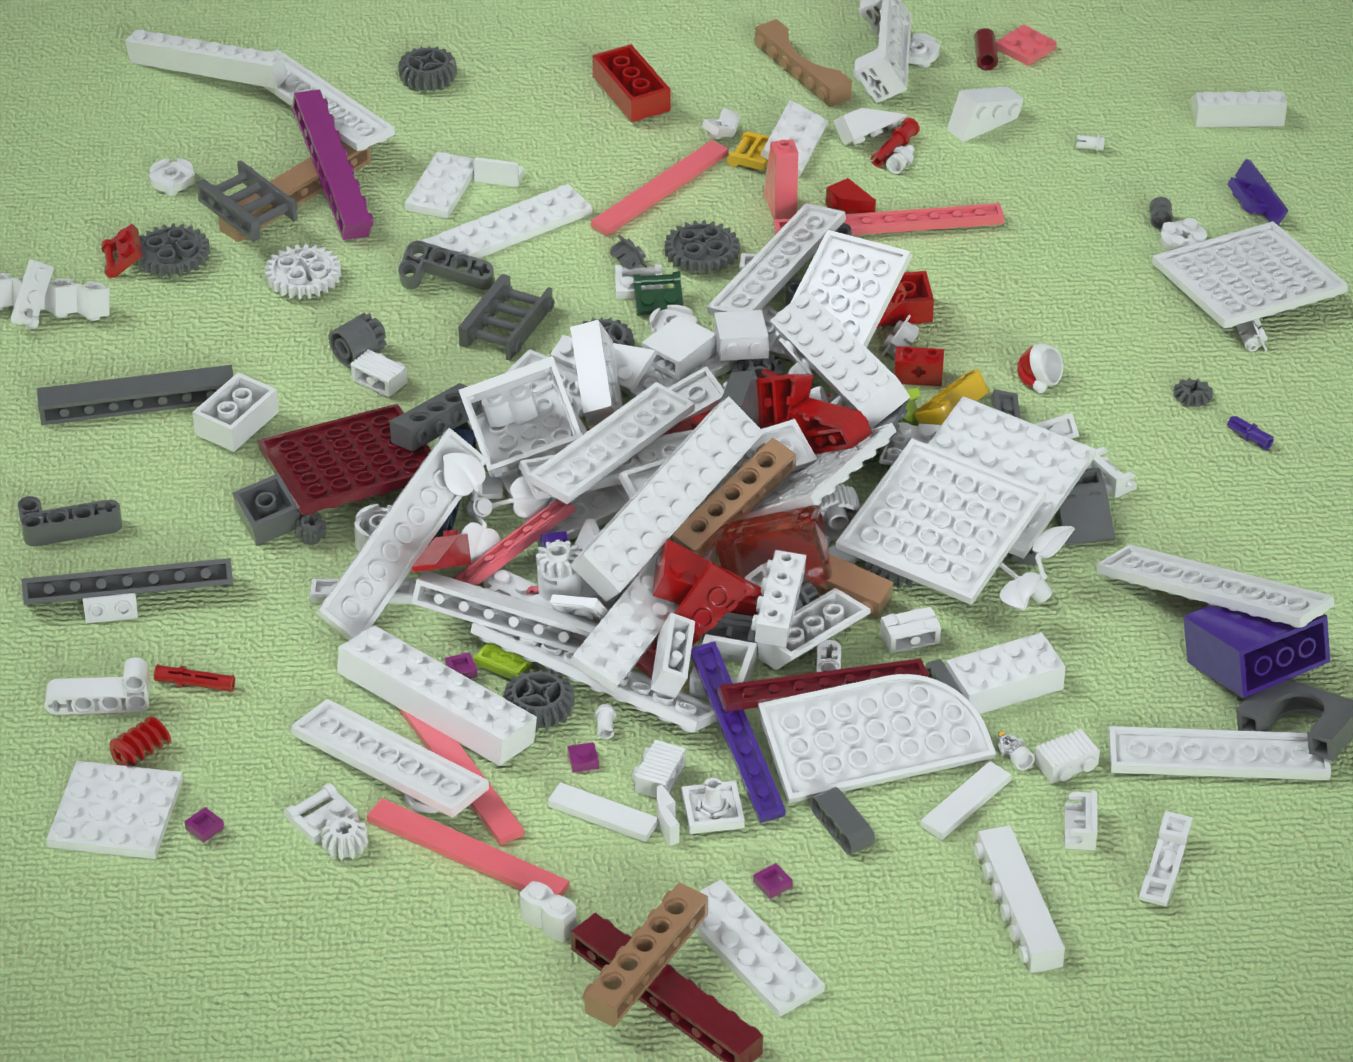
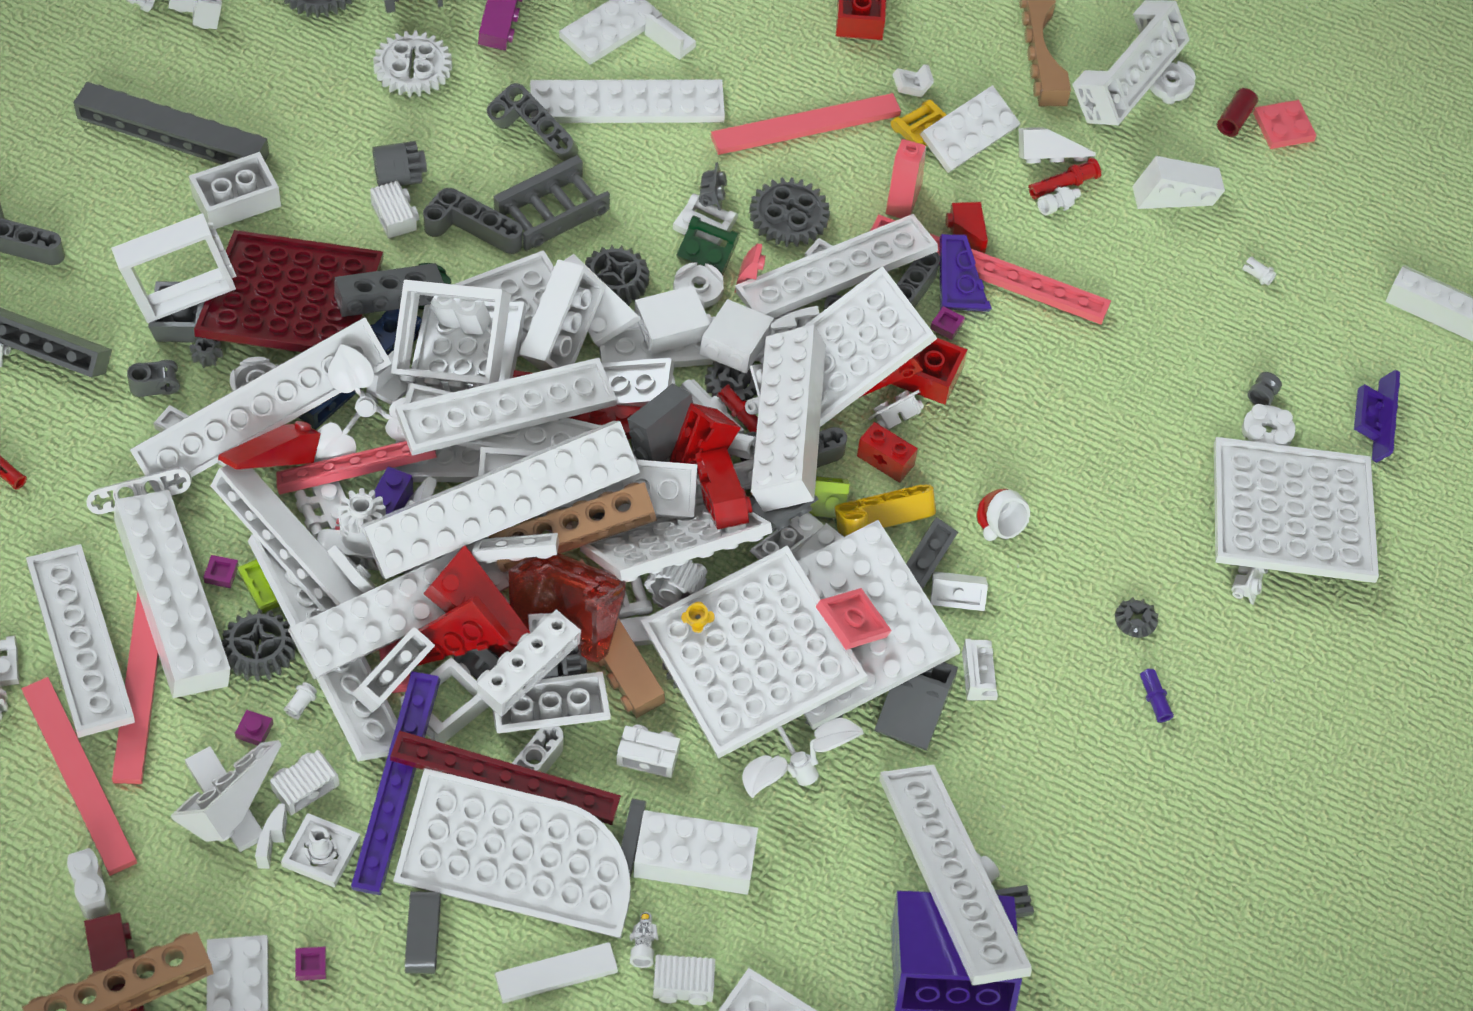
camera: 25 degrees right, 15 degrees up
(251, 503) = (187, 292): none -> white window
(280, 567) = (151, 378): none -> dark grey piece
(341, 637) = (138, 488): none -> white beam
(453, 352) = (473, 217): none -> dark grey beam
(612, 803) = (224, 805): none -> white wedge
(707, 527) = (516, 547): none -> white plate
(708, 288) = (751, 264): none -> coral slope
(775, 306) = (794, 320): none -> white slope
(867, 226) = (959, 277): none -> dark purple wing
(882, 514) = (692, 611): none -> yellow plate
(1004, 459) = (853, 618): none -> coral plate

